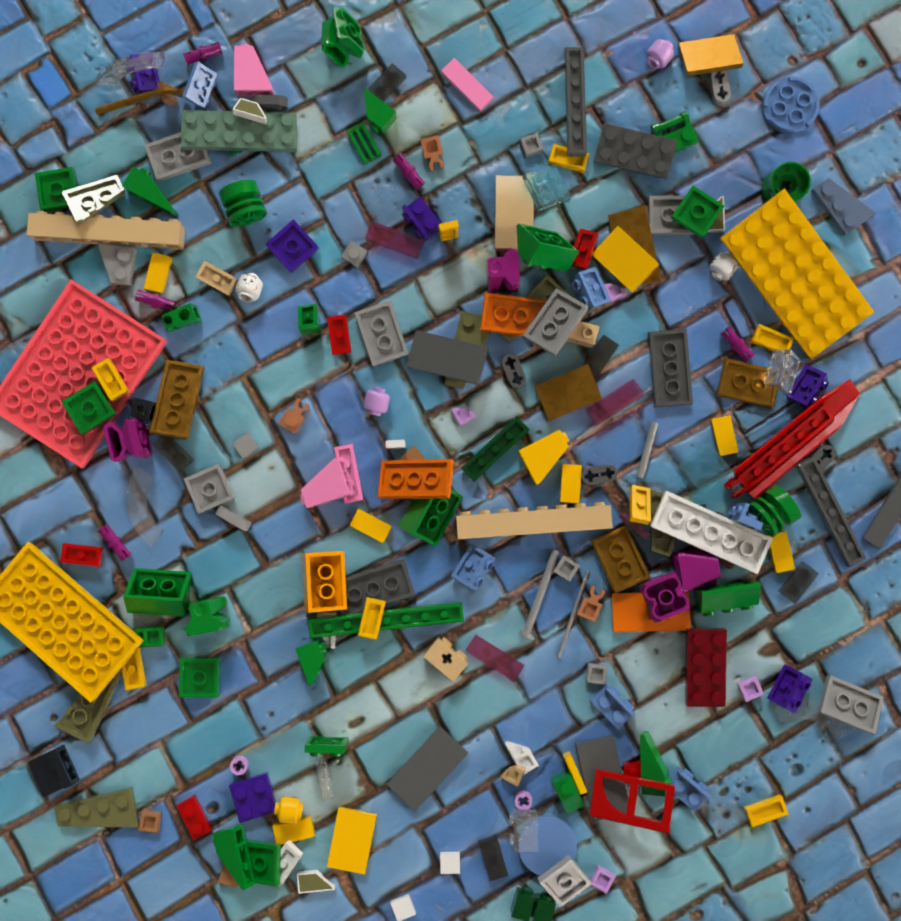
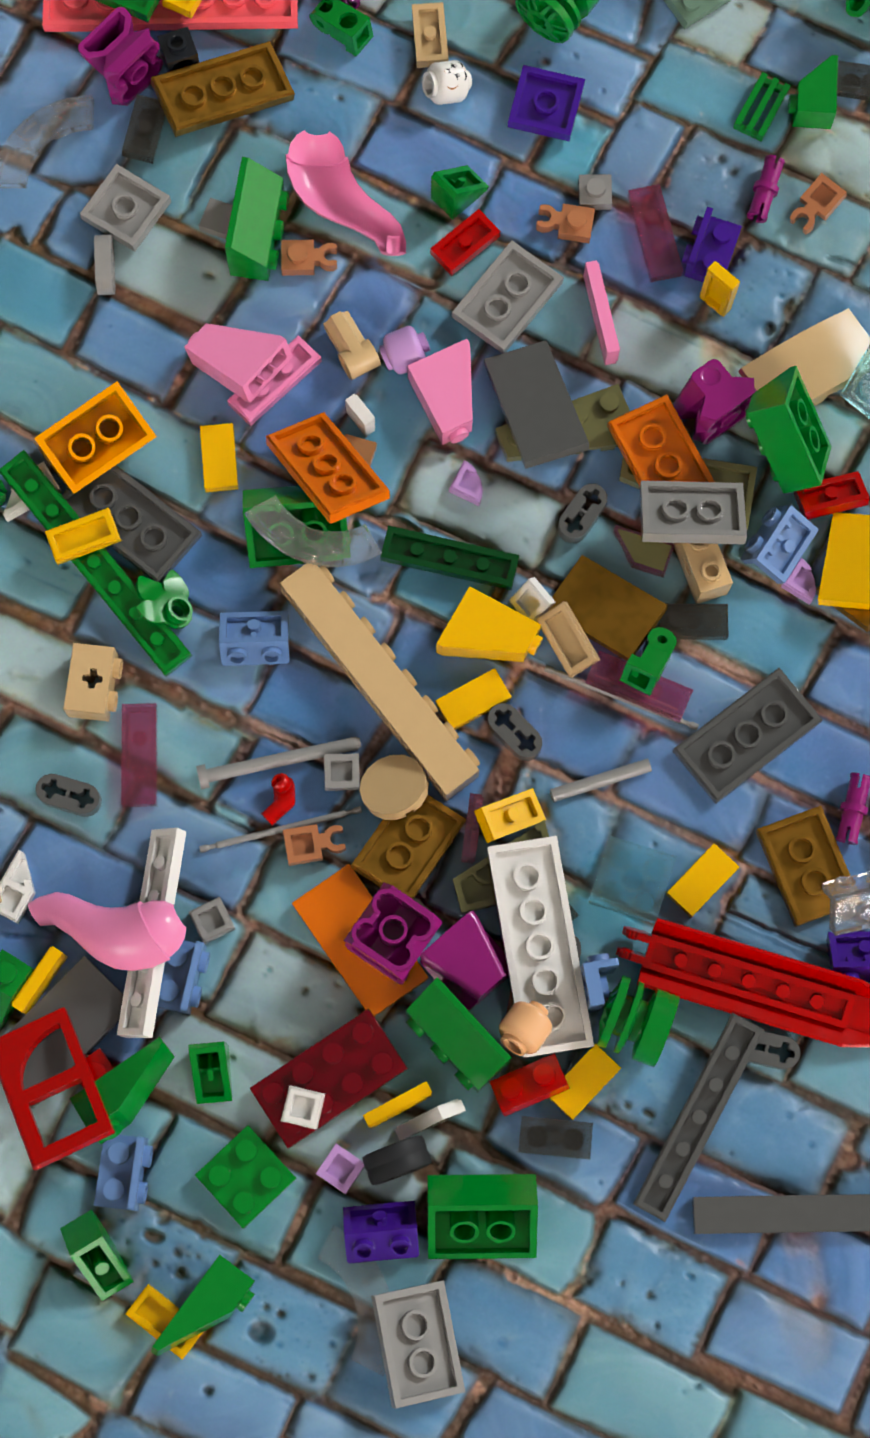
camera: 55 degrees right, 10 degrees down
(262, 430) = (255, 221): none -> slope
(267, 383) = (328, 188): none -> bright pink animal
(357, 425) = (354, 352): none -> tan piece
(363, 276) = (573, 222): none -> nougat plate
(411, 395) = (445, 390): none -> bright pink slope
(420, 294) = (601, 312): none -> bright pink tile
(425, 598) = (162, 599): none -> green plate
(449, 513) = (311, 545): none -> clear tile
(495, 706) = (66, 802): none -> dark grey beam
(542, 424) = (532, 599): none -> white tile
(549, 359) = (644, 556): none -> olive tile
(560, 603) = (283, 798): none -> red arm
(572, 420) = (568, 639): none -> tan tile
(581, 723) = (117, 936): none -> bright pink animal
(587, 707) = (160, 884): none -> white plate
(590, 549) = (394, 787): none -> tan tile
(613, 393) = (656, 652): none -> green leg
(667, 719) = (211, 1072): none -> green slope
(714, 689) = (303, 1107): none -> white tile
(717, 825) = (96, 1255): none -> green slope
(724, 733) = (245, 1177): none -> green plate
(738, 644) = (398, 1105): none -> yellow tile
(748, 565) = (525, 1028): none -> light nougat head
(755, 631) = (430, 1119): none -> white tile
(765, 662) = (396, 1160): none -> black tyre
(768, 577) = (529, 1085): none -> red plate
(775, 788) = (210, 1303): none -> green slope
(811, 638) = (482, 1216): none -> green slope

